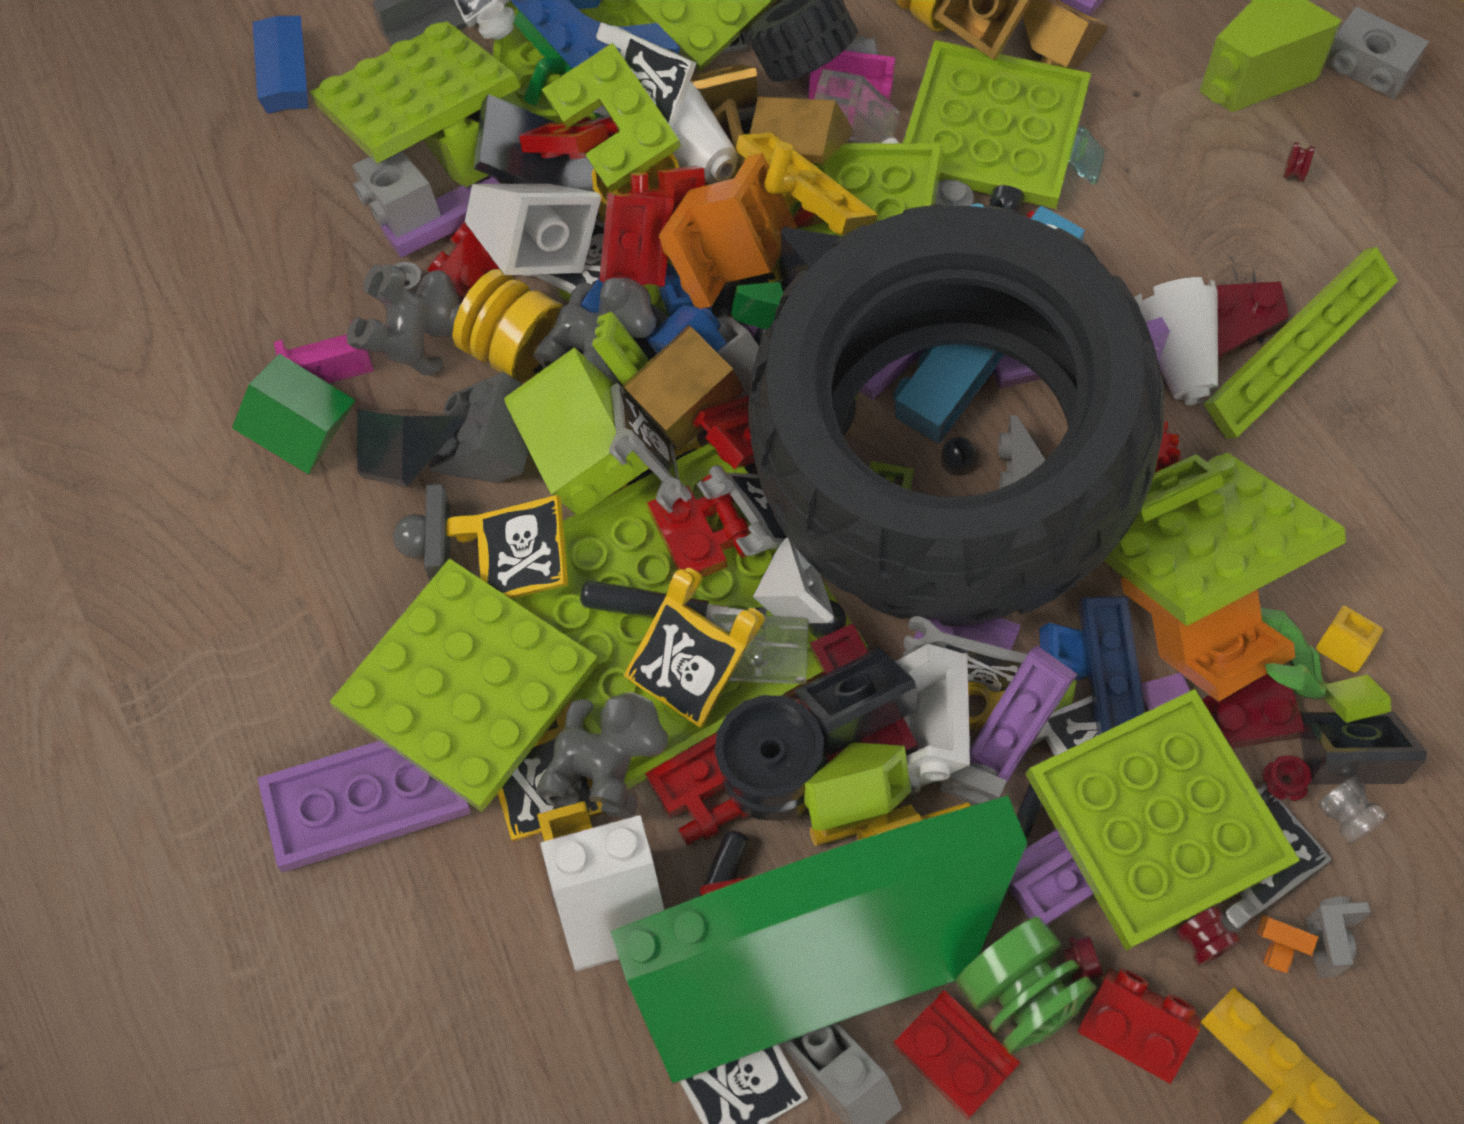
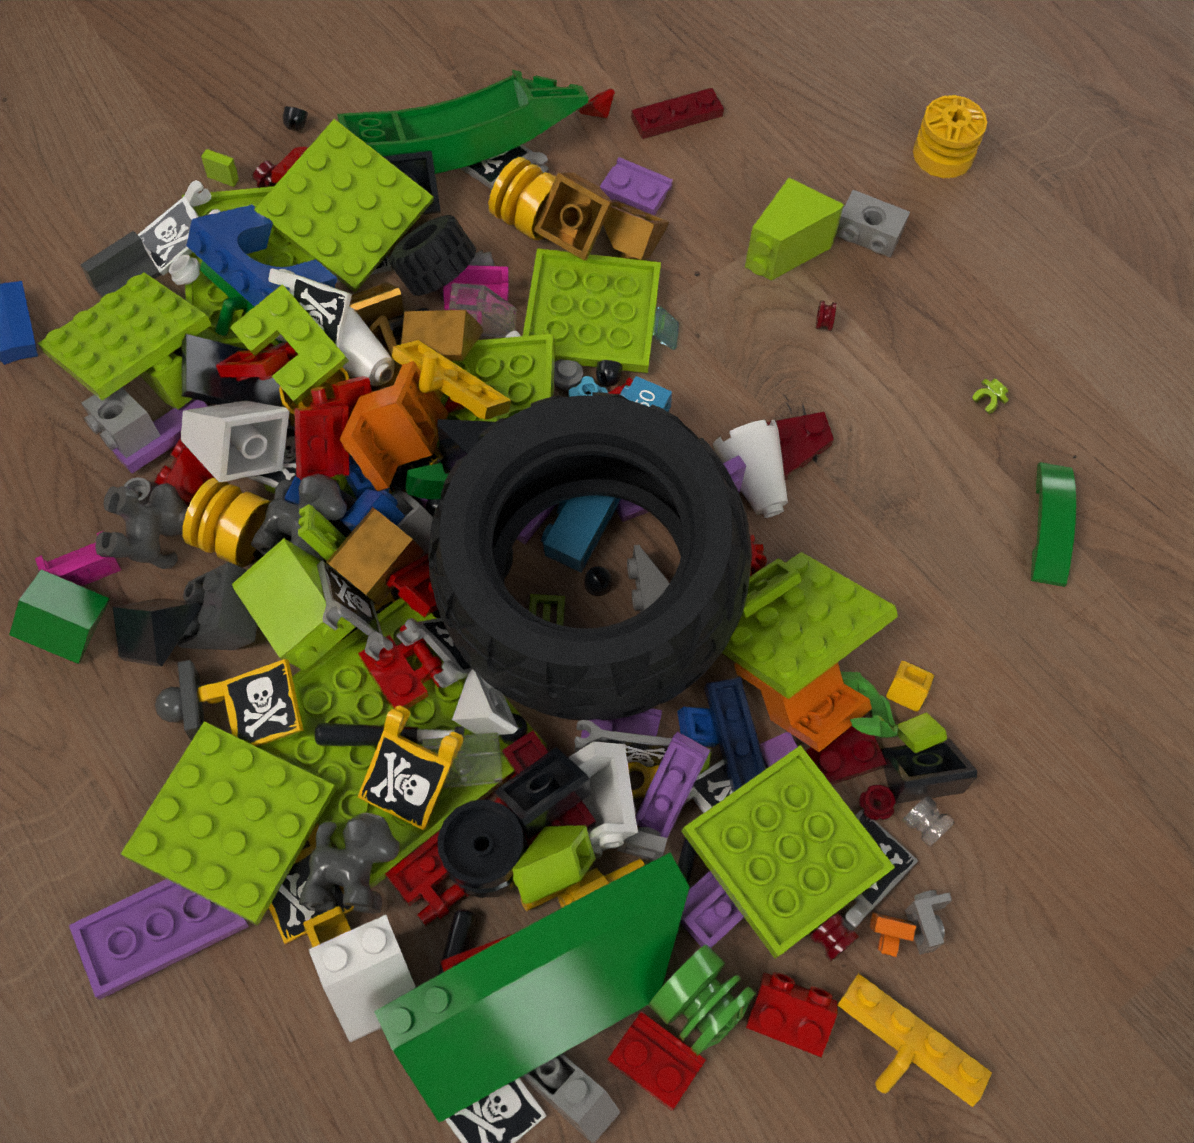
camera: 15 degrees left, 0 degrees up
(1085, 956) = (744, 968): dark red plate -> none
(1300, 343) = (844, 459): lime plate -> none

